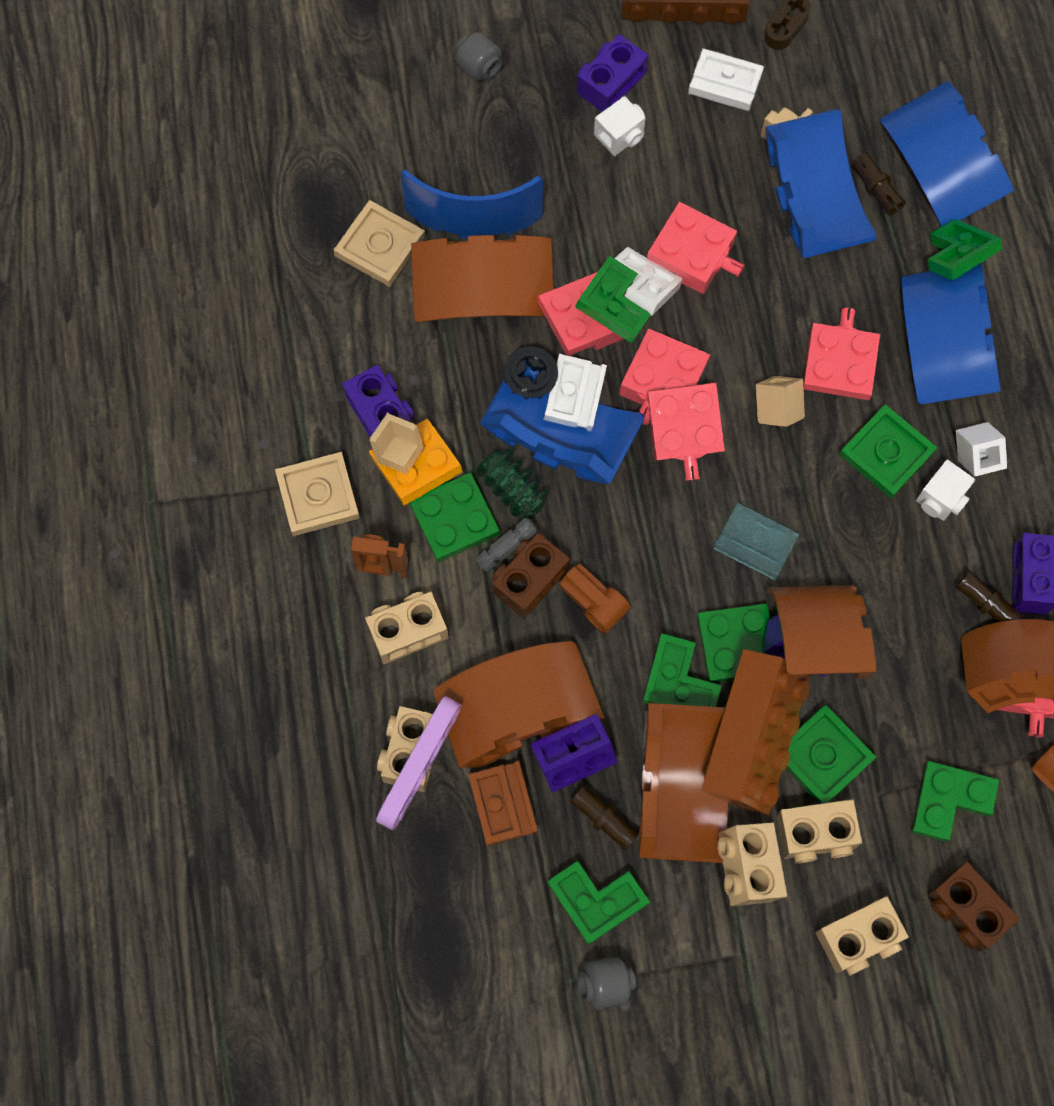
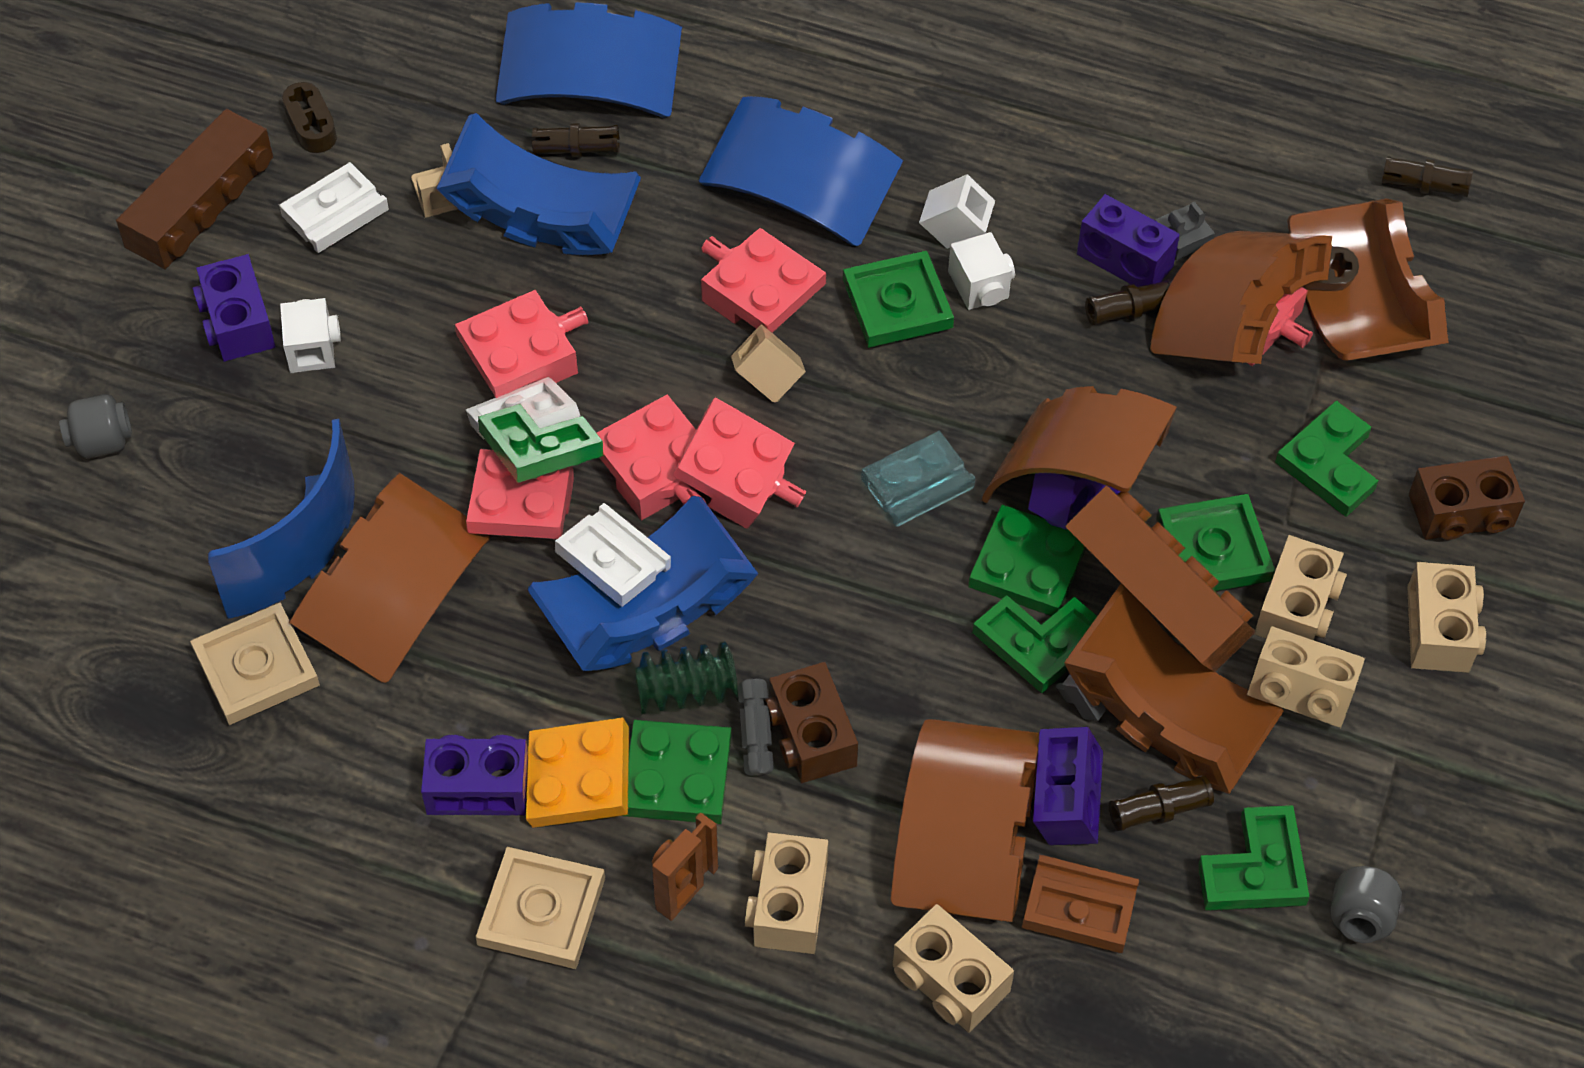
camera: 60 degrees left, 15 degrees down
(396, 443) = (553, 764): tan panel -> none
(418, 763) = (989, 952): lavender beam -> none
(538, 361) = (548, 565): black gear -> none
(600, 604) = (896, 668): dark orange piece -> none
(962, 248) = (715, 100): green plate -> none

